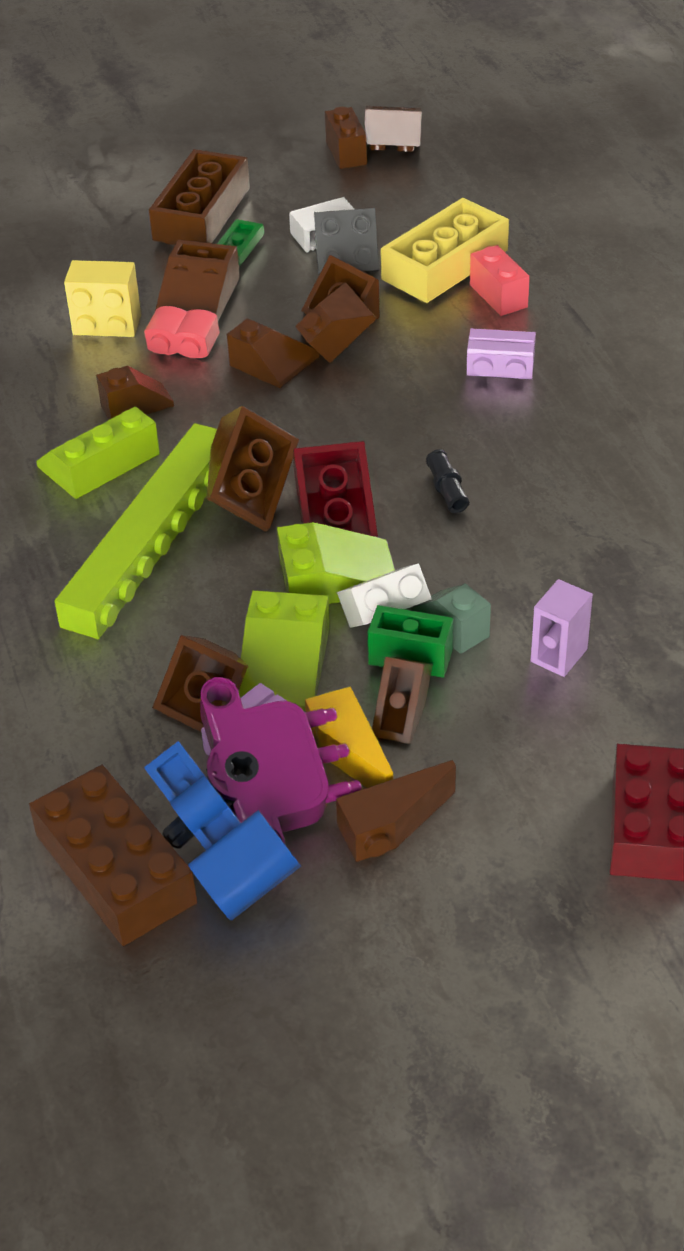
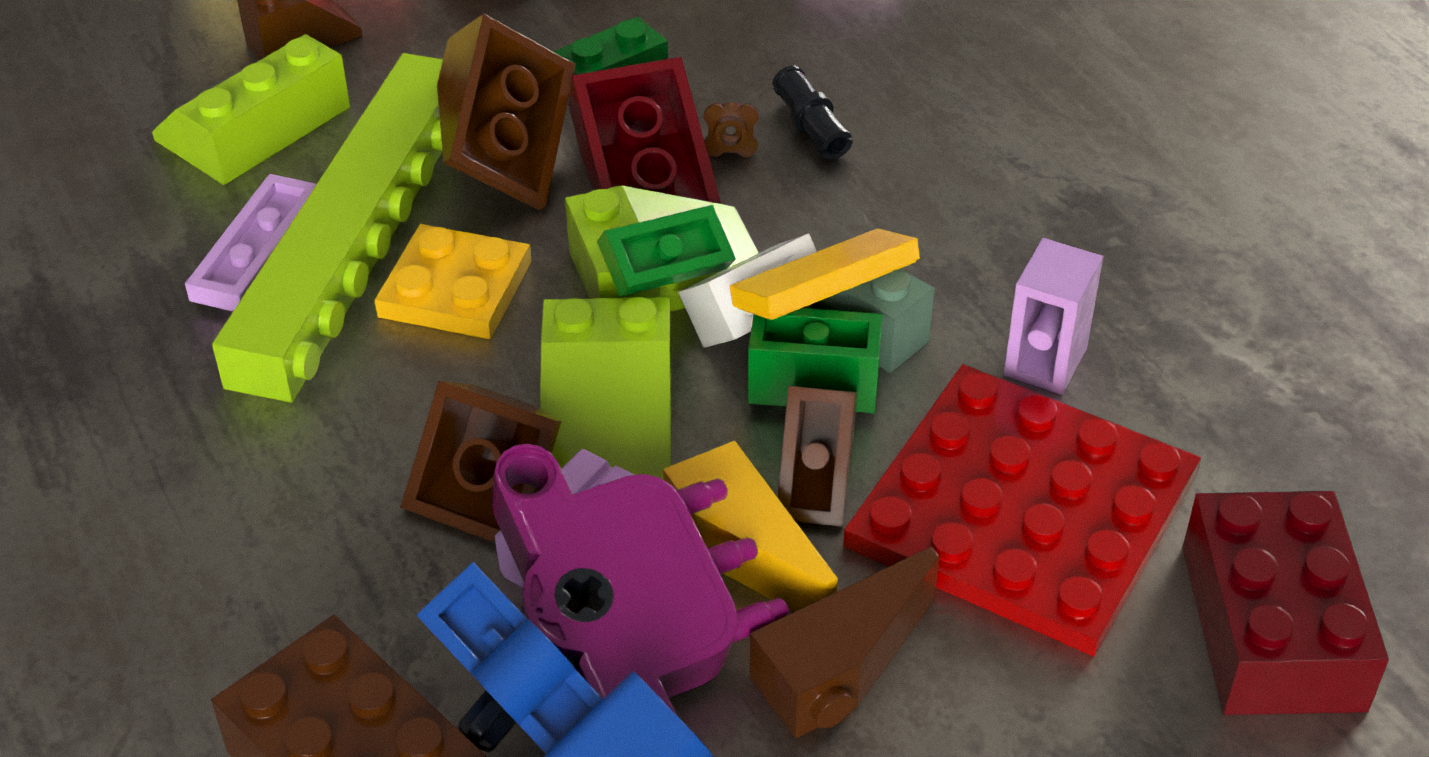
camera: 10 degrees left, 0 degrees up
(84, 538) = (247, 243): none -> lavender plate
(205, 572) = (454, 281): none -> yellow plate
(329, 429) = (619, 46): none -> green plate
(330, 566) = (666, 250): none -> green plate
(396, 480) = (731, 114): none -> reddish brown plate
(422, 589) = (824, 273): none -> yellow tile
(523, 741) = (1026, 506): none -> red plate

